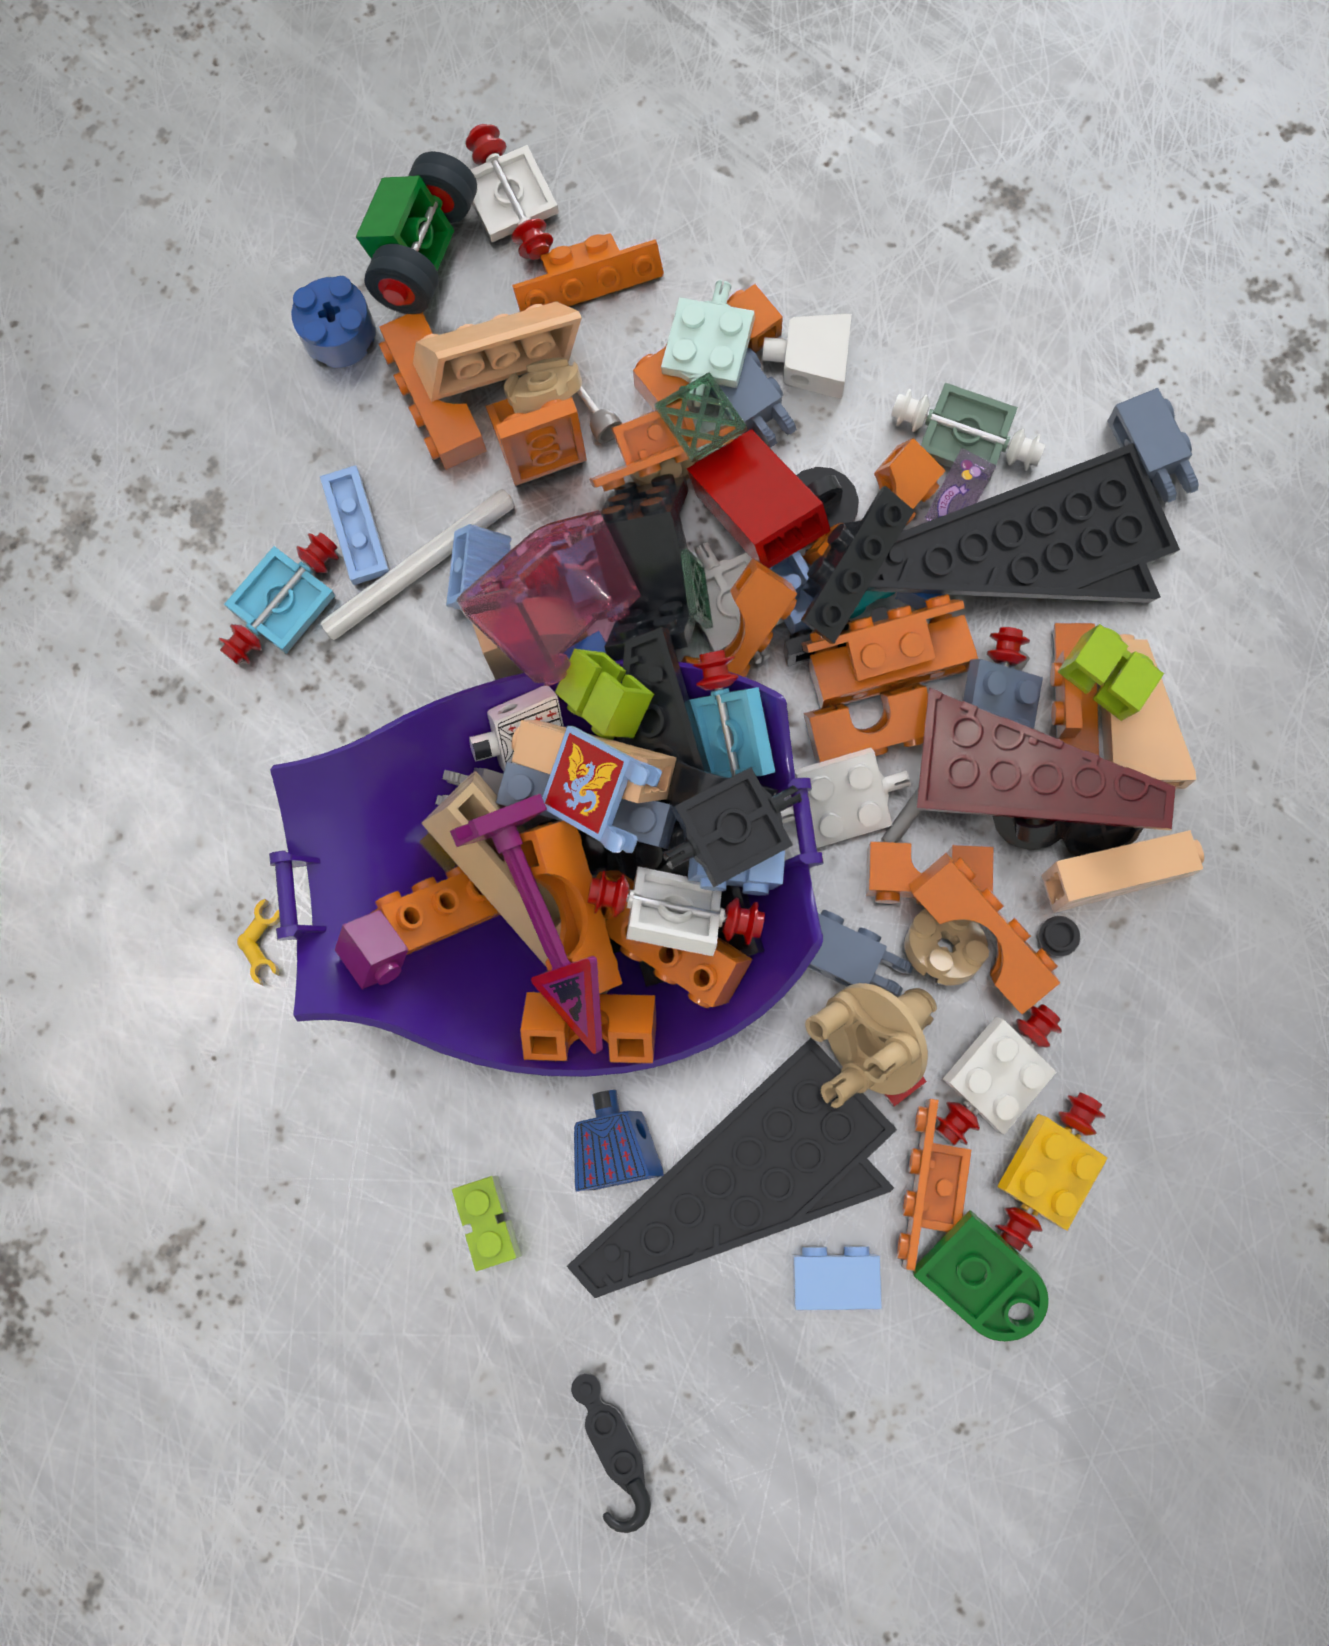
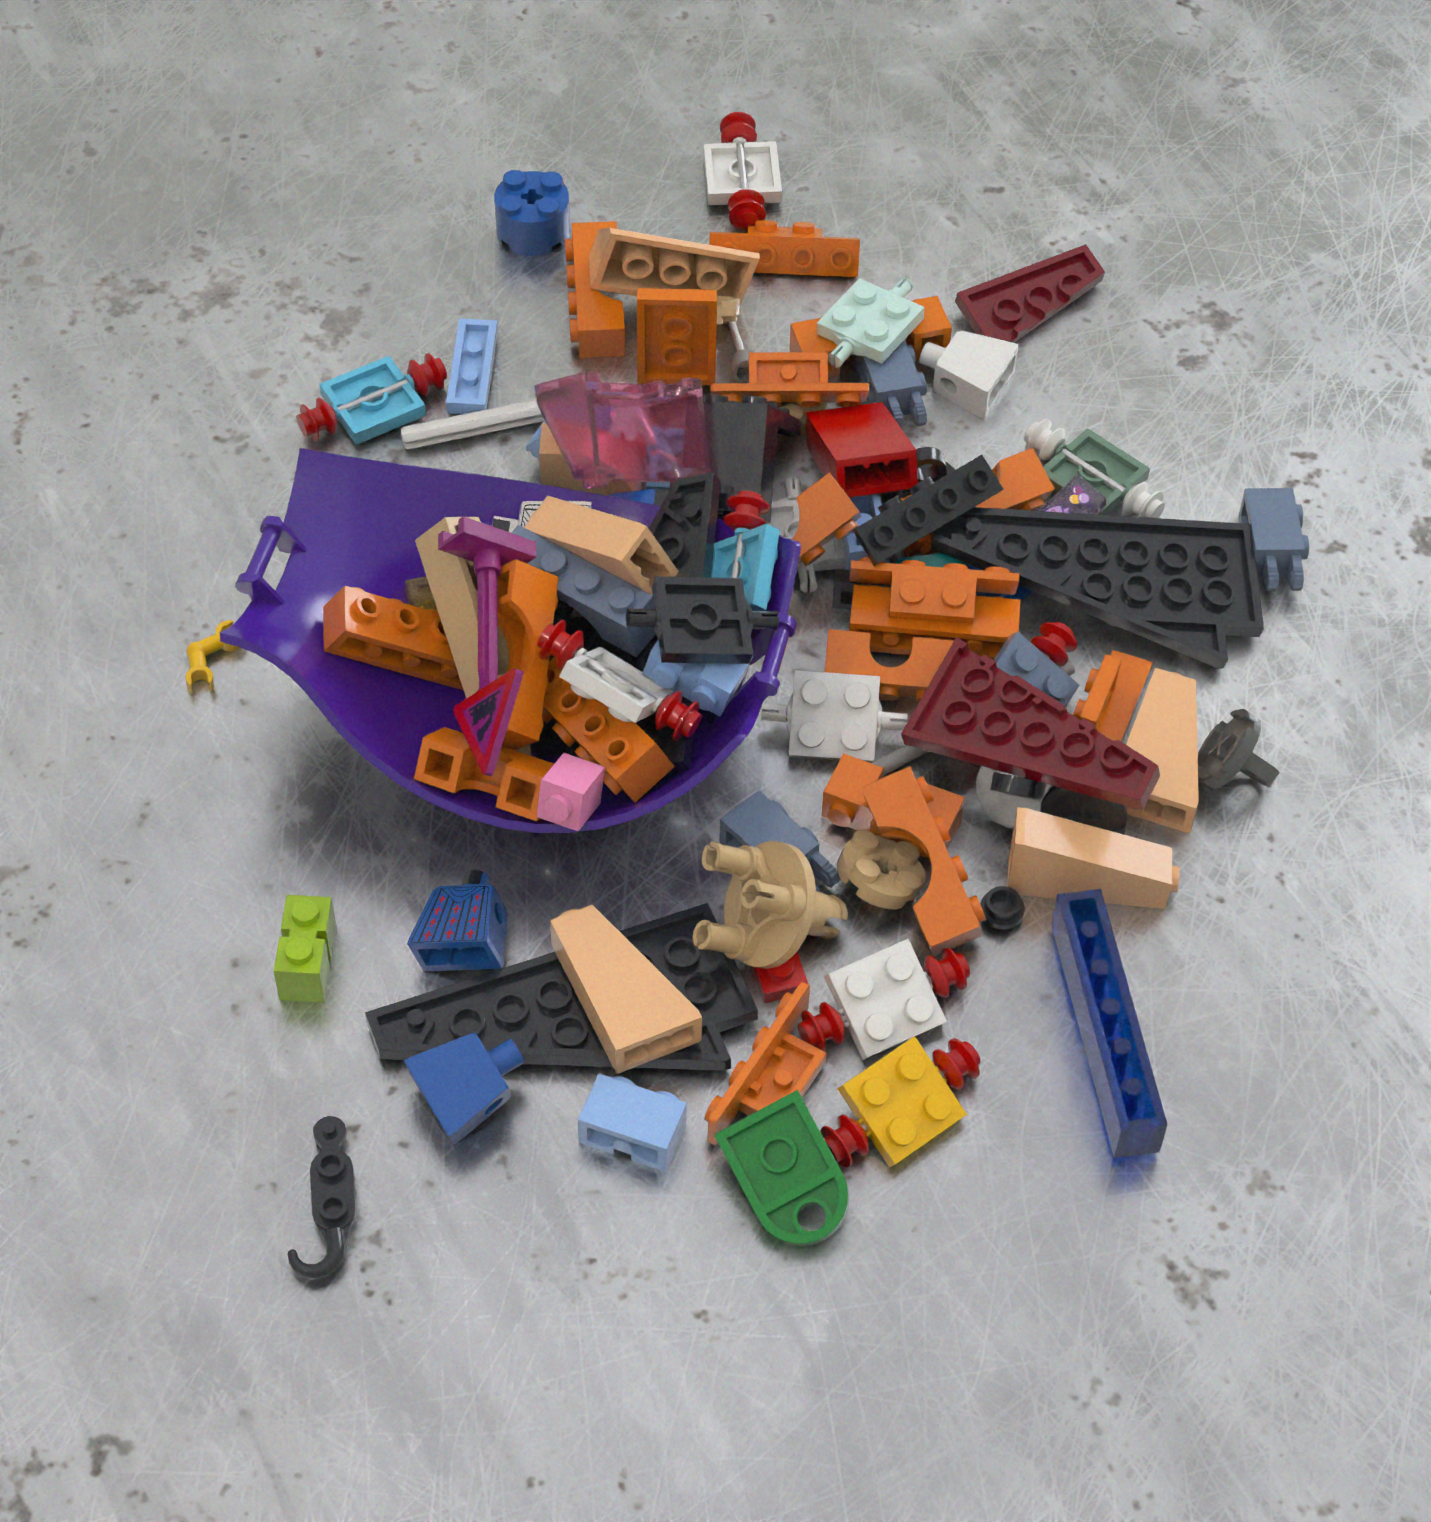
camera: 10 degrees right, 25 degrees down
(371, 949) = (317, 617): magenta brick -> none
(411, 229) = (640, 159): brick -> none
(590, 785) = (585, 541): flag -> none
(597, 695) = (635, 501): lime piece -> none
(674, 1031) = (570, 792): none -> bright pink brick
(682, 1308) = (464, 1081): none -> blue torso
(684, 392) = (830, 345): clear green window -> none
(696, 589) = (774, 484): clear green window -> none
(785, 1174) = (622, 992): none -> light nougat slope
(826, 251) = (1029, 296): none -> dark red wing
(1124, 676) = (1138, 664): lime piece -> none
(1198, 1030) = (1108, 1024): none -> clear blue brick
(1204, 703) = (1231, 750): none -> dark grey tile

